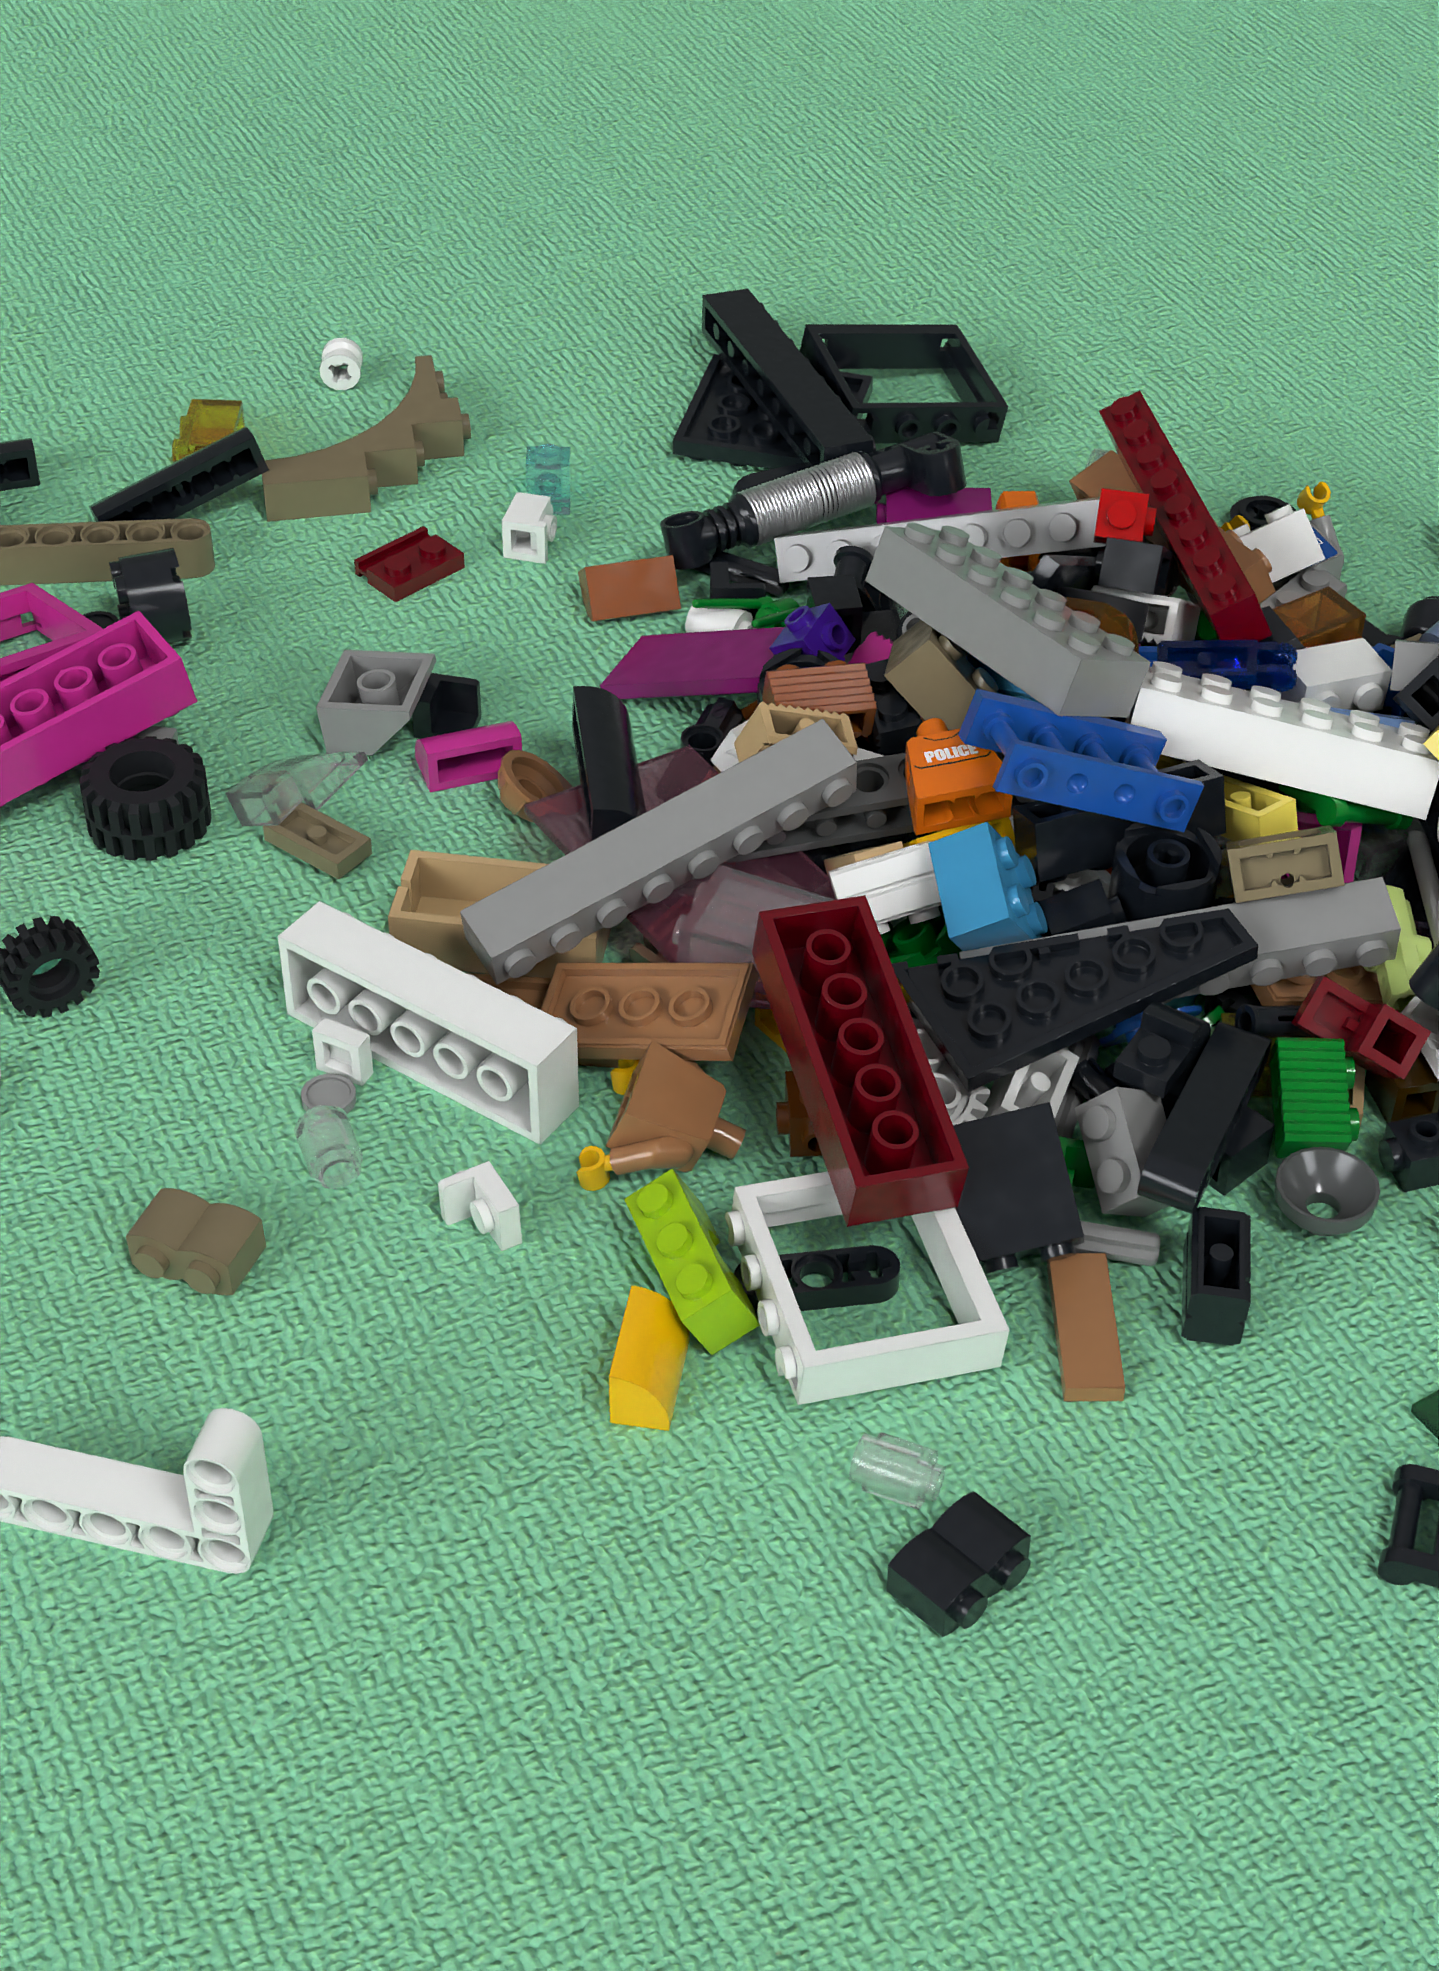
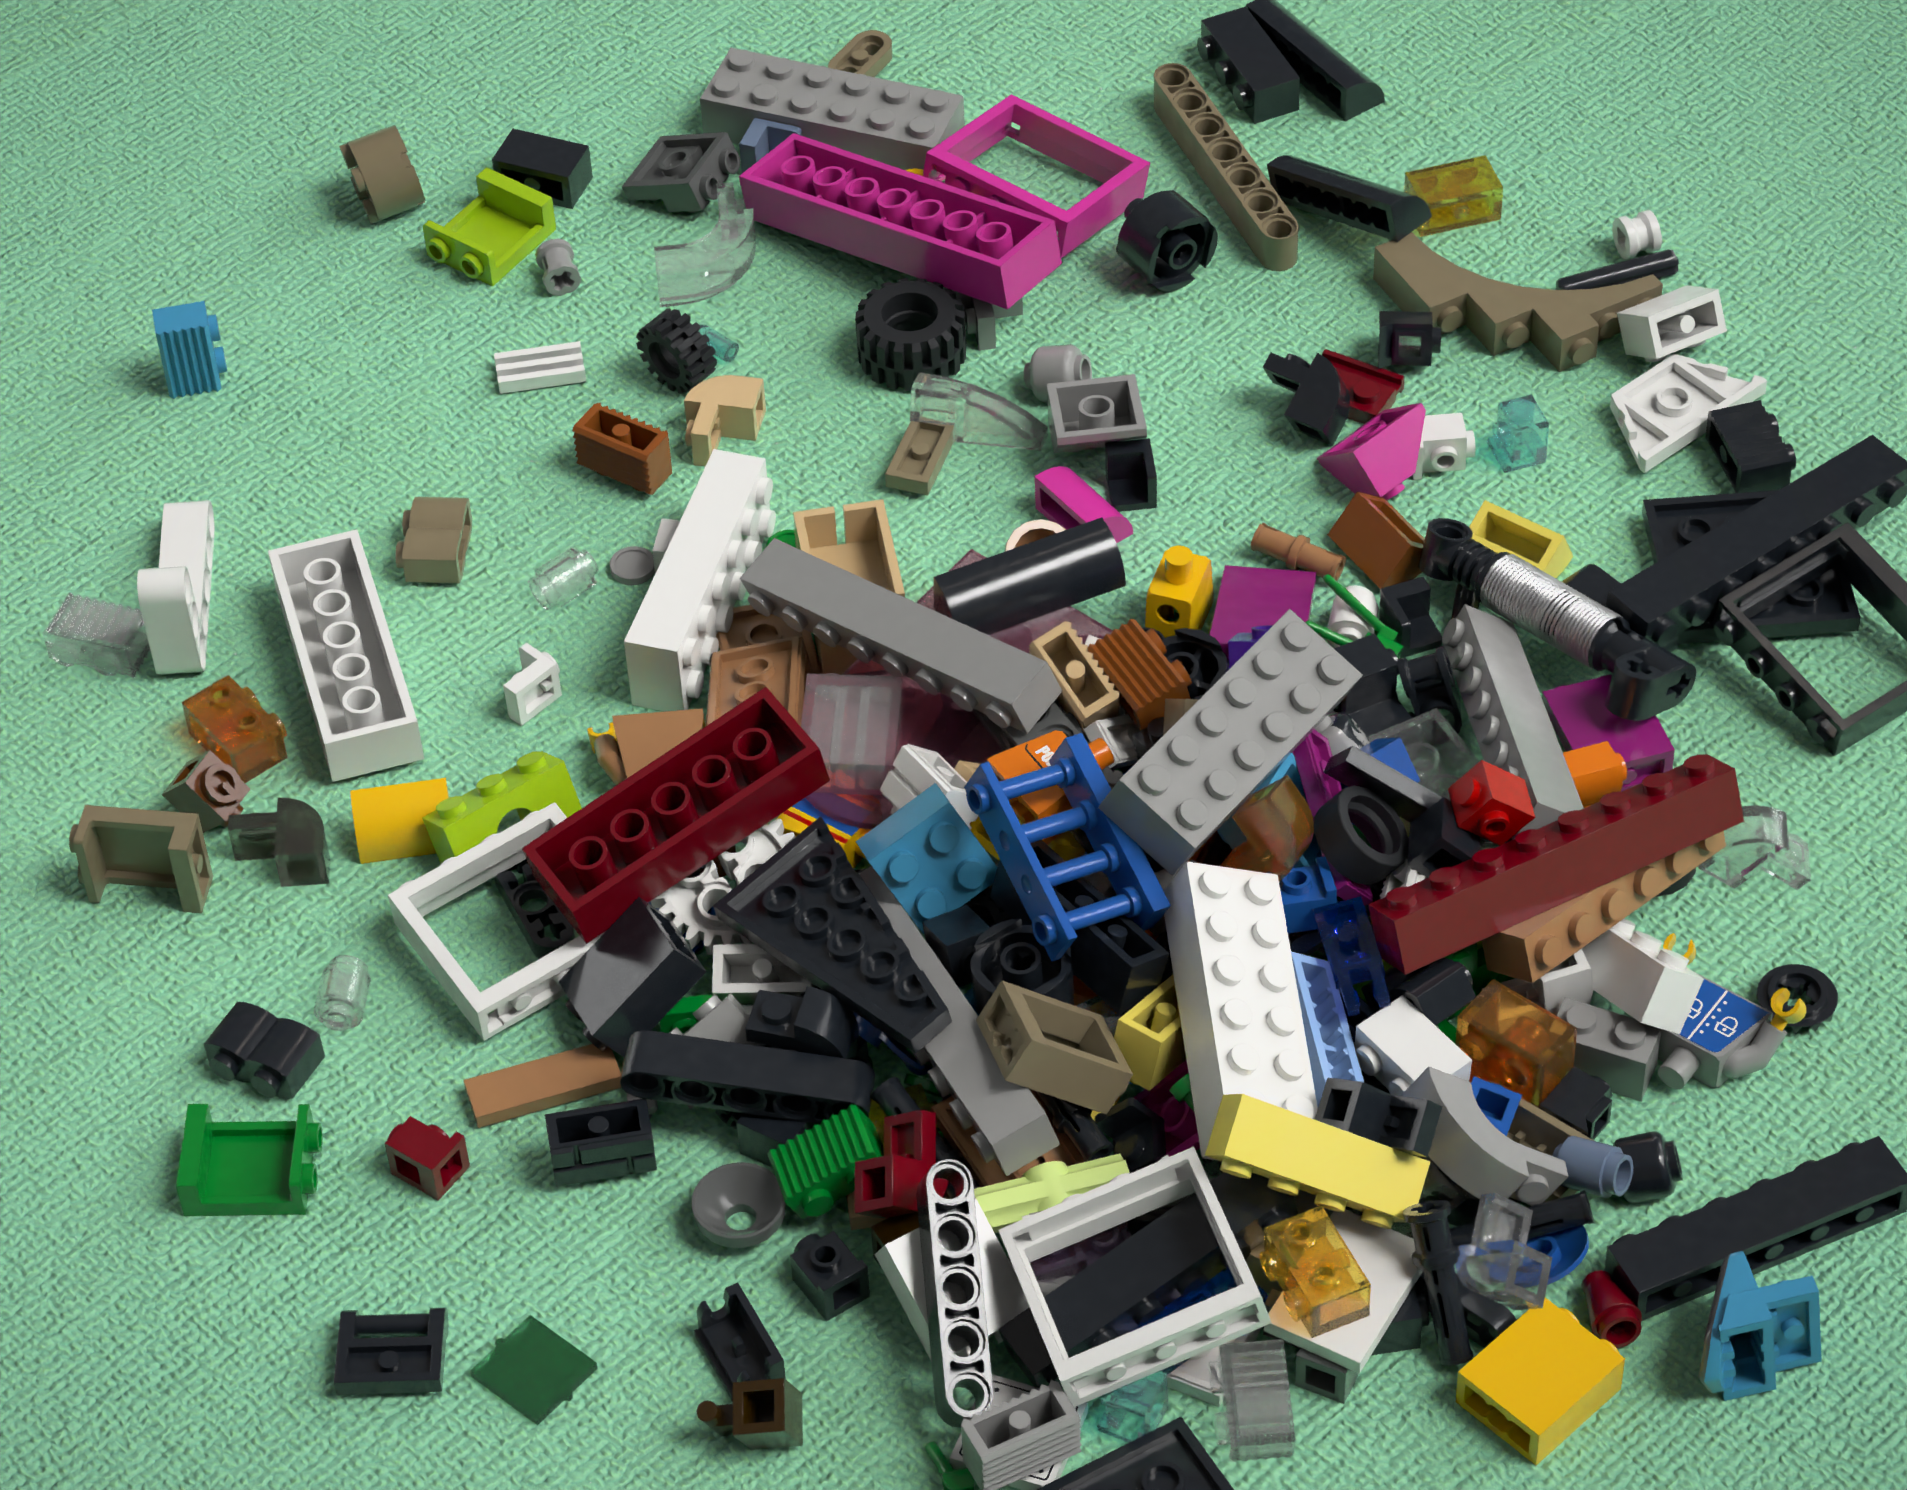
camera: 75 degrees right, 5 degrees up
(155, 1611) = (97, 636): none -> clear brick
(159, 965) = (723, 408): none -> tan brick
(170, 1043) = (623, 448): none -> dark orange brick
(272, 719) = (1055, 365): none -> light grey head
(352, 1352) = (346, 655): none -> white brick
(376, 389) = (1659, 263): none -> black axle
(395, 501) = (1407, 338): none -> black window
(408, 1495) = (236, 728): none -> clear orange brick
(432, 563) = (1320, 395): none -> black brick
(474, 368) = (1671, 322): none -> white brick
(517, 1532) = (207, 789): none -> reddish brown brick
(520, 554) = (1379, 452): none -> dark pink slope
(564, 402) = (1672, 403): none -> white wing
(611, 639) = (1297, 552): none -> medium nougat pin
(627, 1465) = (290, 836): none -> clear smoke brick
(627, 1570) = (142, 851): none -> dark tan panel
(642, 378) = (1750, 447): none -> black brick
(656, 703) = (1179, 583): none -> yellow torso
(695, 496) = (1519, 536): none -> light yellow brick
(1128, 1613) = (247, 1165): none -> green panel
(1175, 1440) = (426, 1156): none -> dark red brick

